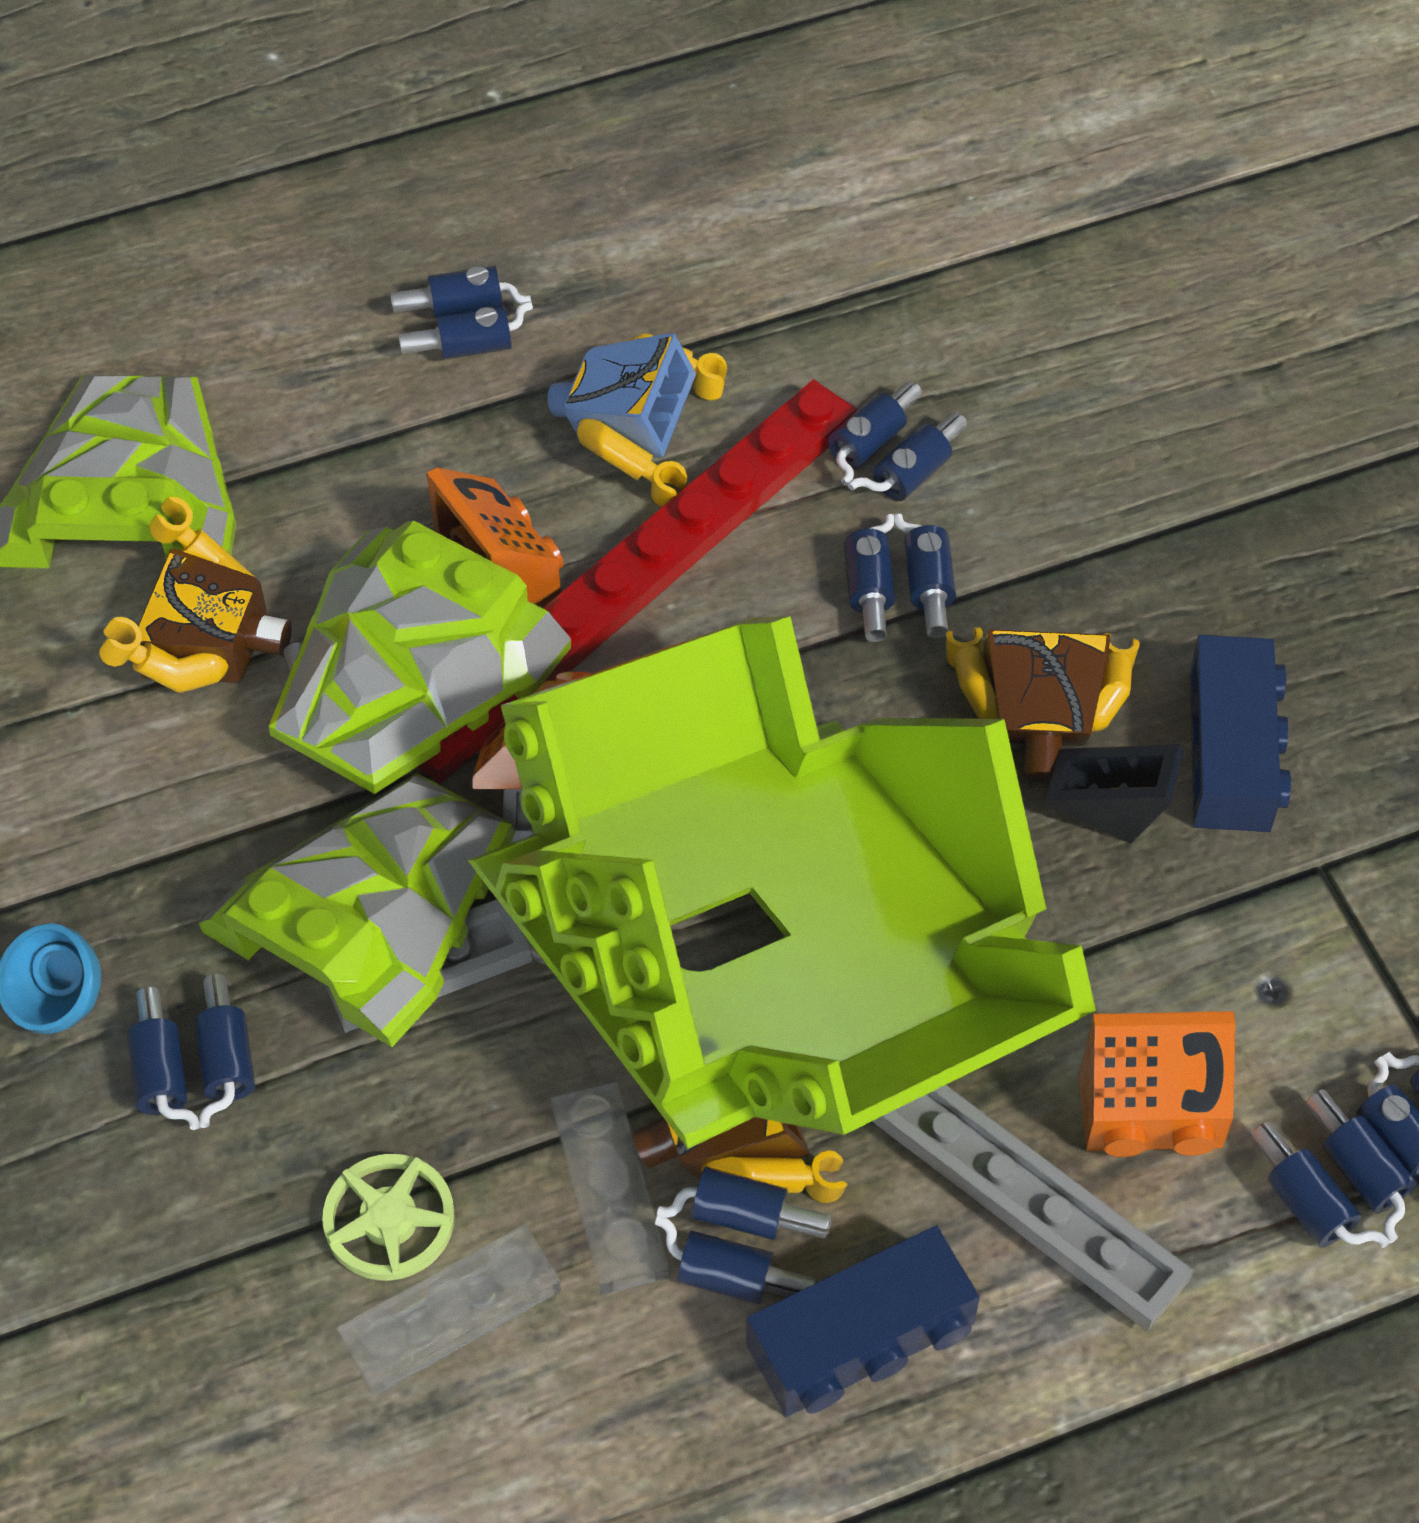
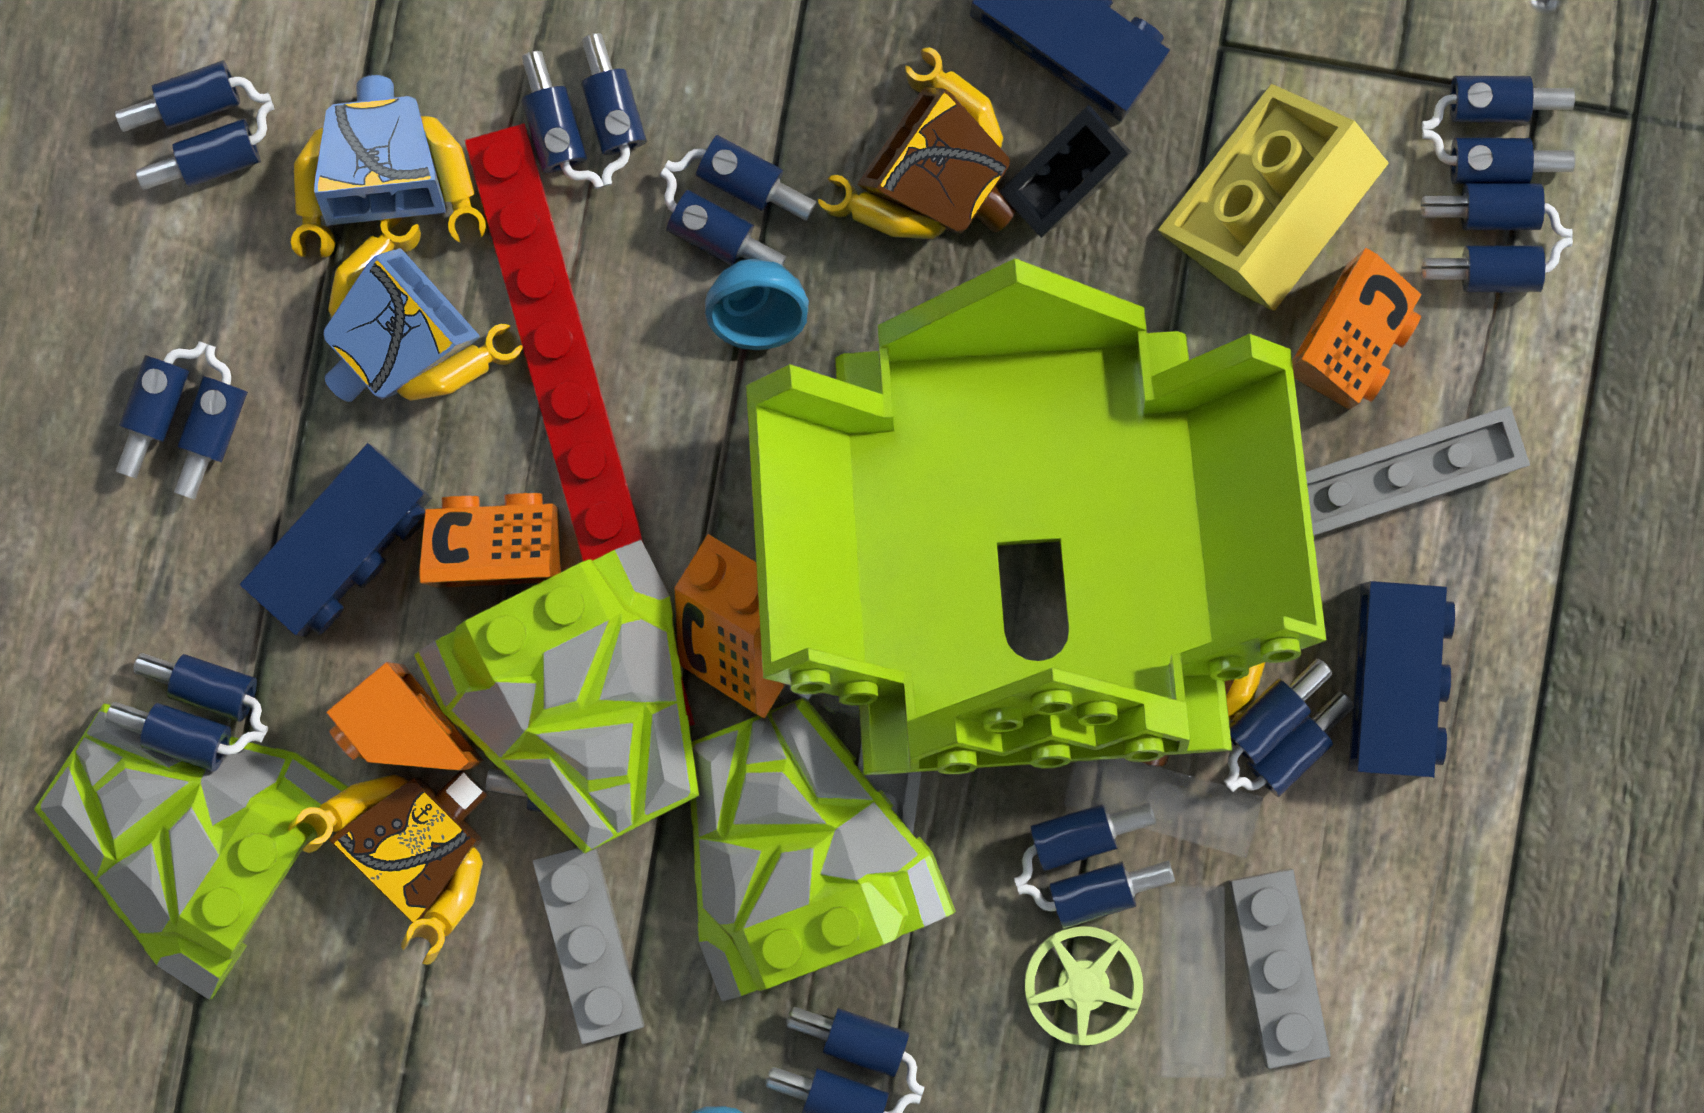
camera: 60 degrees left, 30 degrees up
(191, 798) = (588, 944): none -> light grey plate
(203, 426) = (185, 734): none -> dark blue piece
(300, 536) = (398, 723): none -> orange slope
(396, 441) = (337, 543): none -> dark blue brick
(488, 1170) = (1085, 836): none -> dark blue piece
(509, 1383) = (1279, 968): none -> light grey plate
(686, 238) = (189, 99): none -> dark blue piece
(751, 327) = (378, 165): none -> torso
(830, 622) = (756, 305): none -> dark azure piece
(1209, 960) = (1274, 195): none -> light yellow slope

